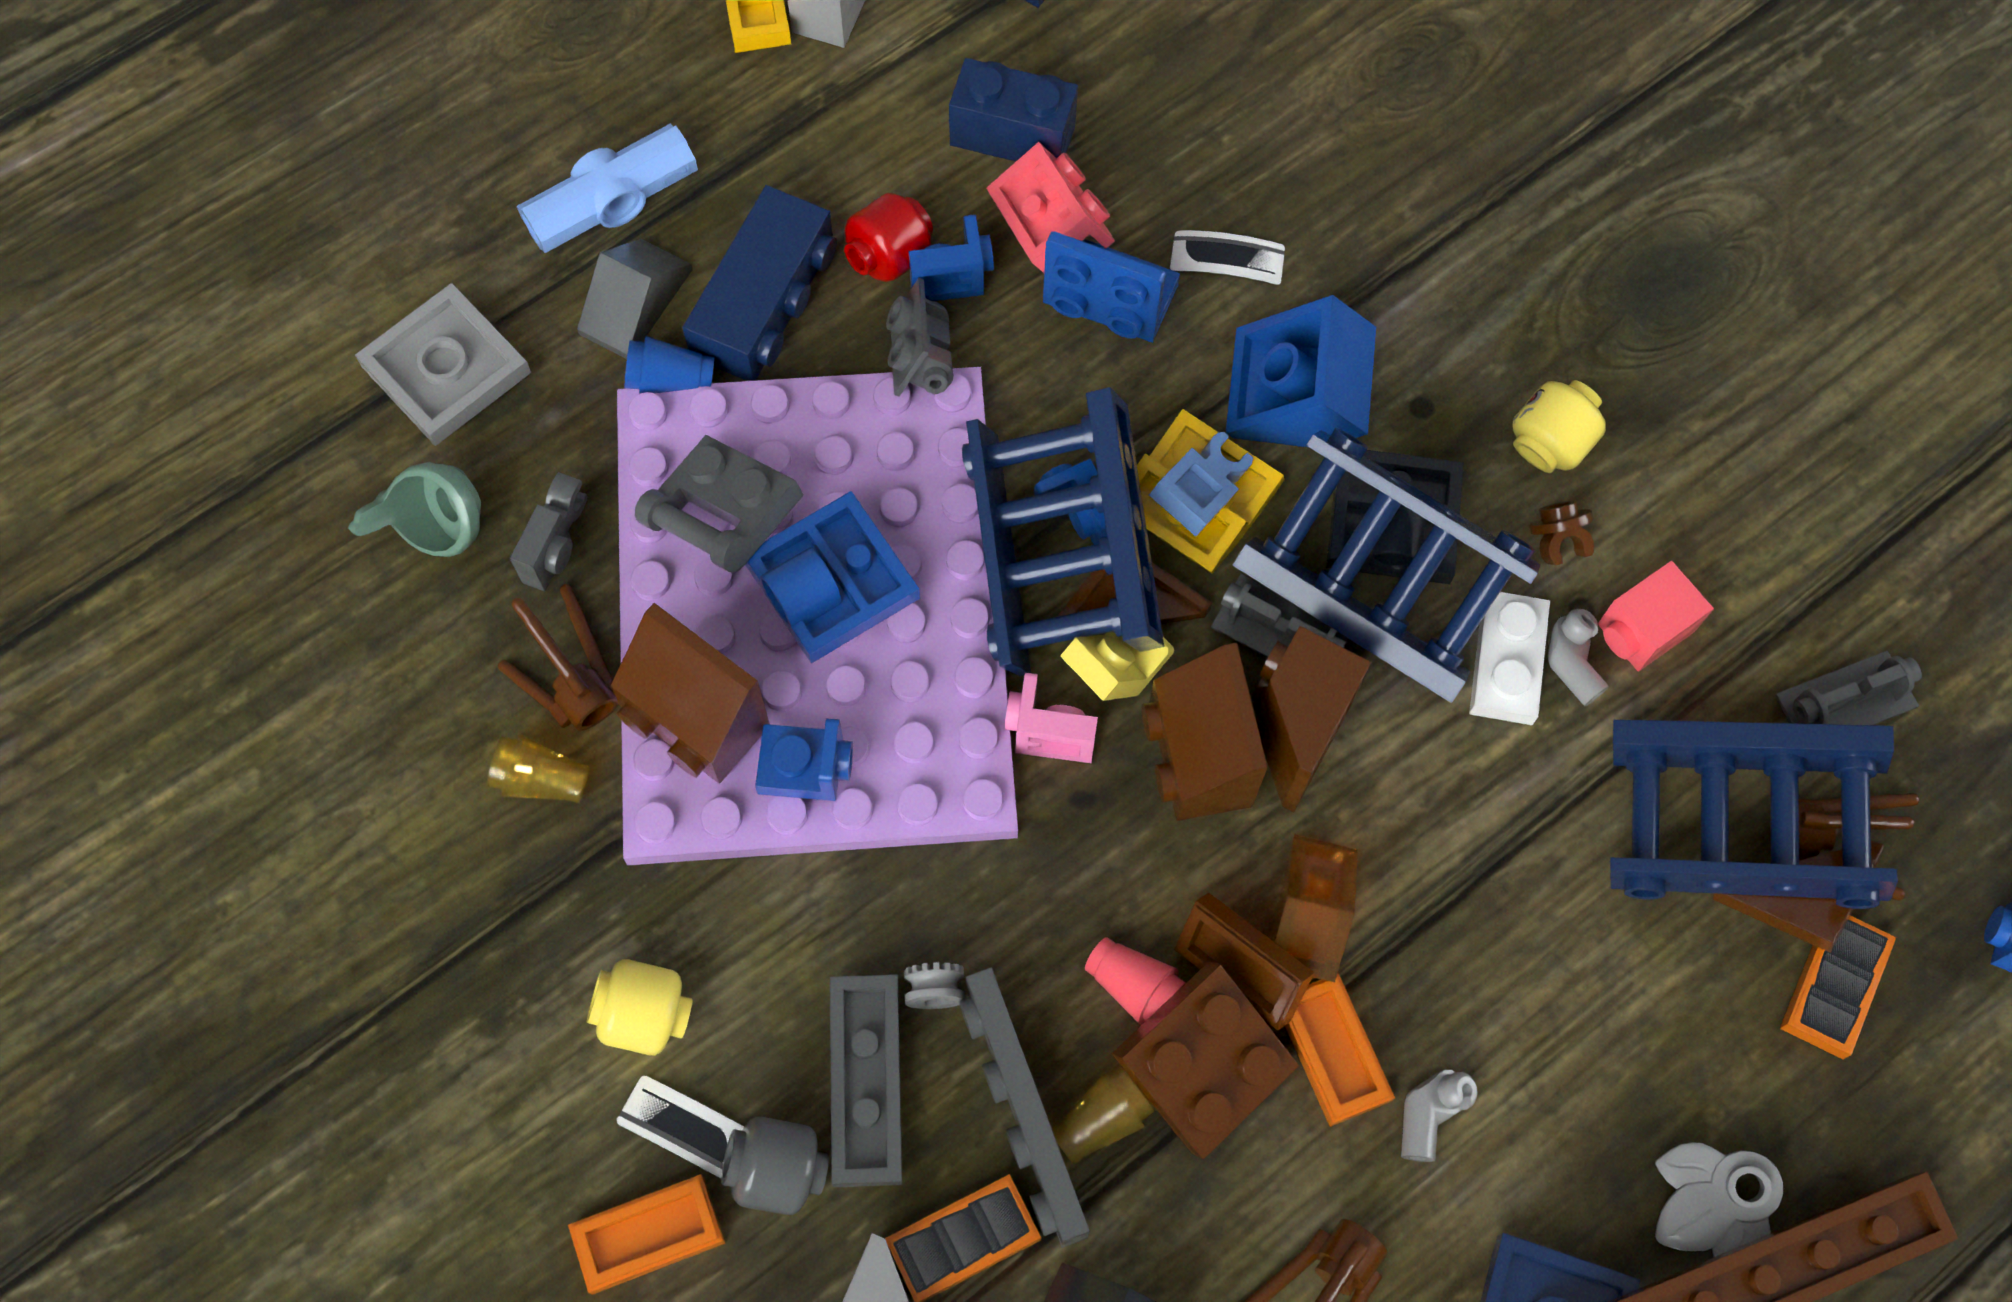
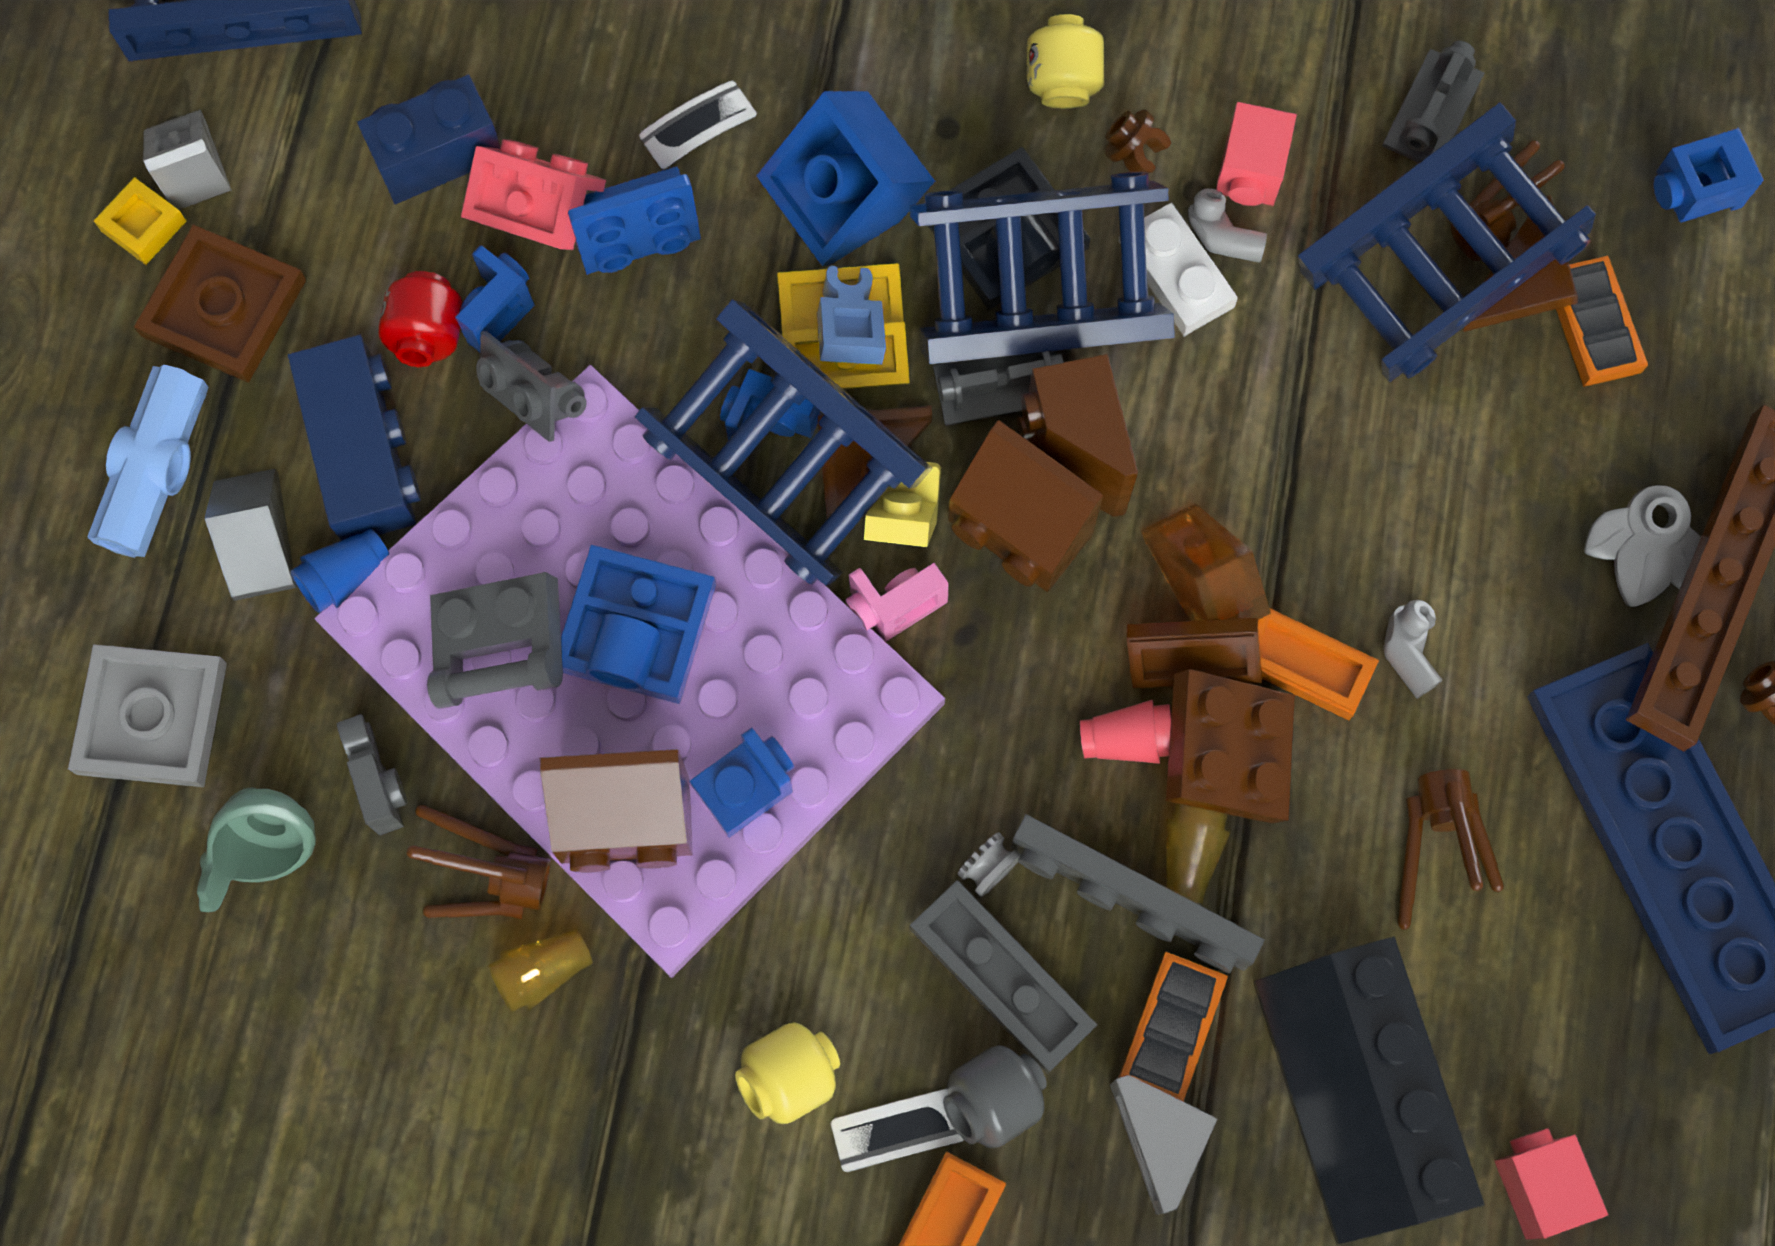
camera: 40 degrees left, 5 degrees up
(759, 118) = (220, 303): none -> reddish brown plate

